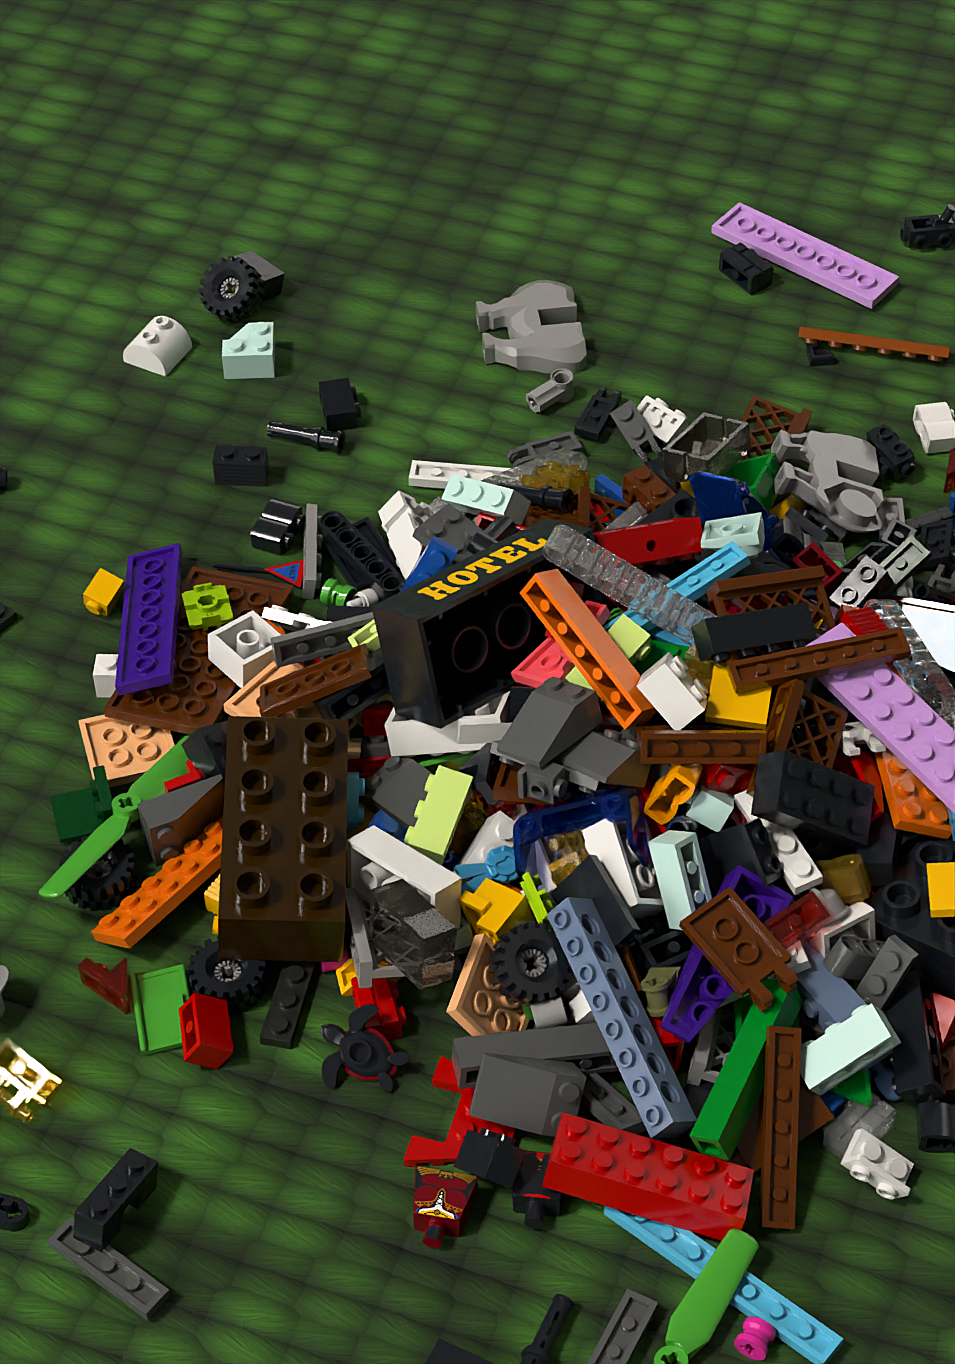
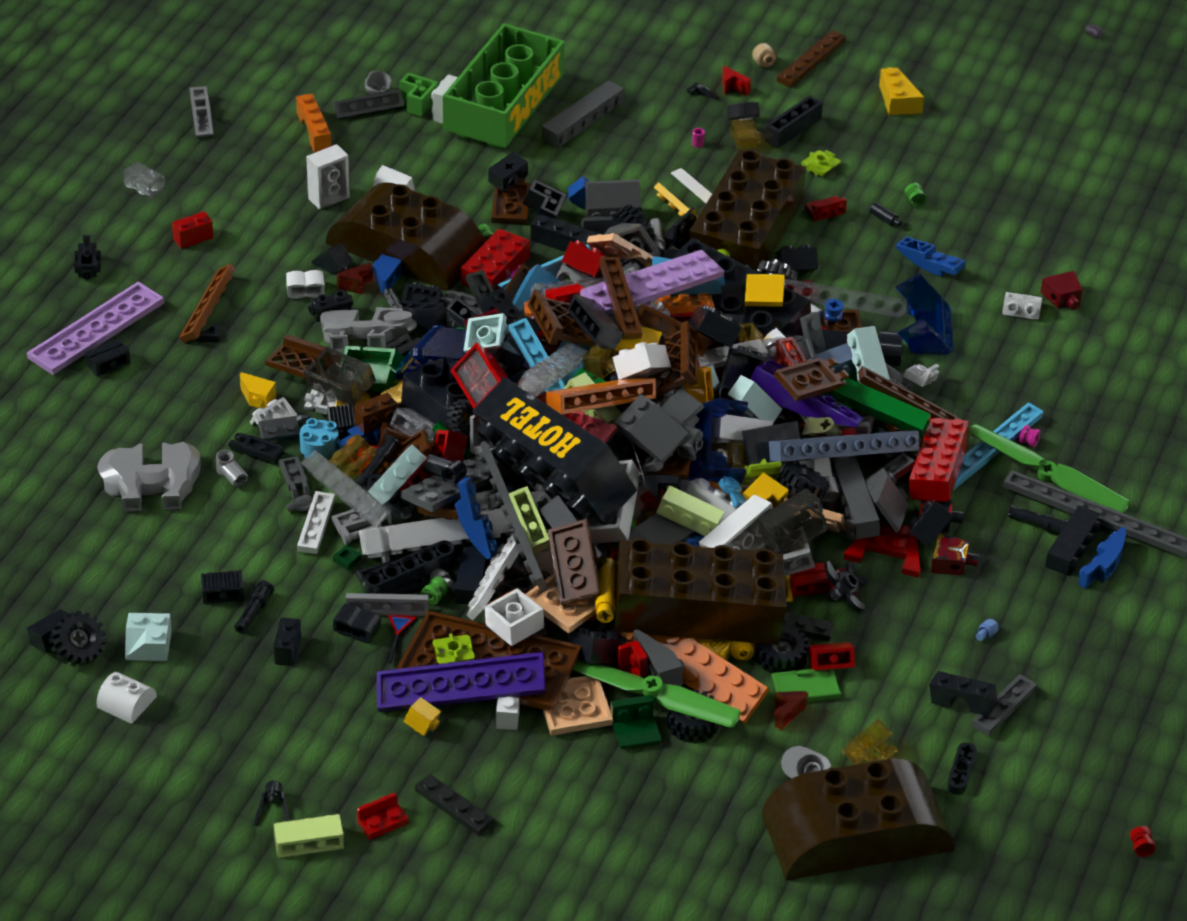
camera: 90 degrees left, 5 degrees down
(278, 1252) = (987, 629): none -> medium blue cylinder
(496, 458) = (300, 504): none -> dark grey cylinder
(612, 457) = (319, 436): none -> medium azure brick
(704, 397) = (257, 390): none -> yellow slope

